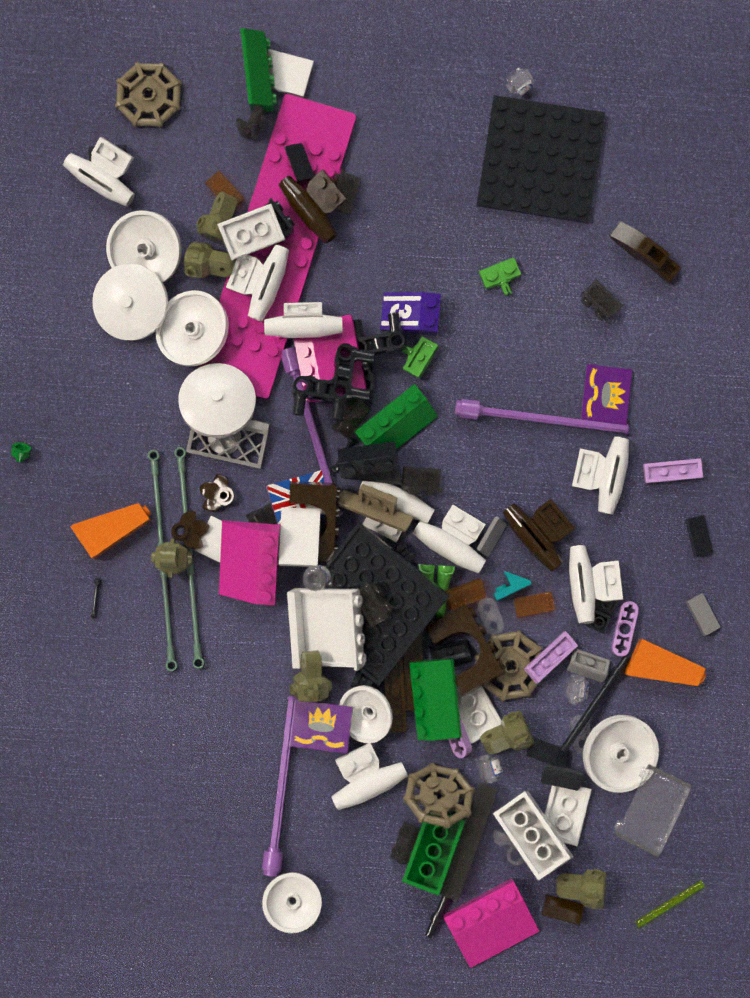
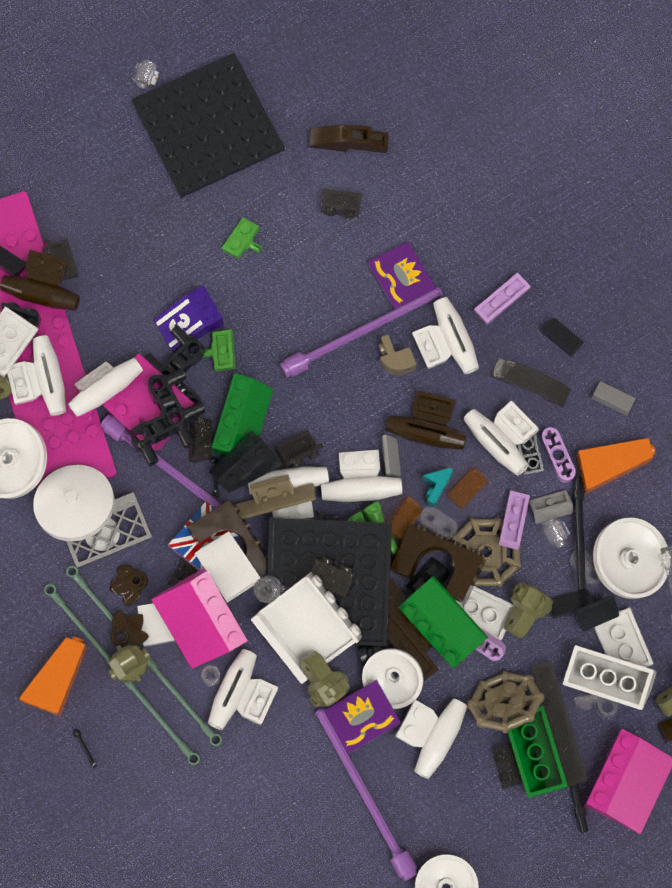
camera: 35 degrees left, 10 degrees down
(223, 608) = (210, 669): none -> clear bush
(242, 642) = (241, 693): none -> white plate
(489, 769) = (531, 650): clear head -> none
(549, 463) = (397, 362): none -> dark tan brick
(647, 554) = (531, 380): none -> clear smoke slope

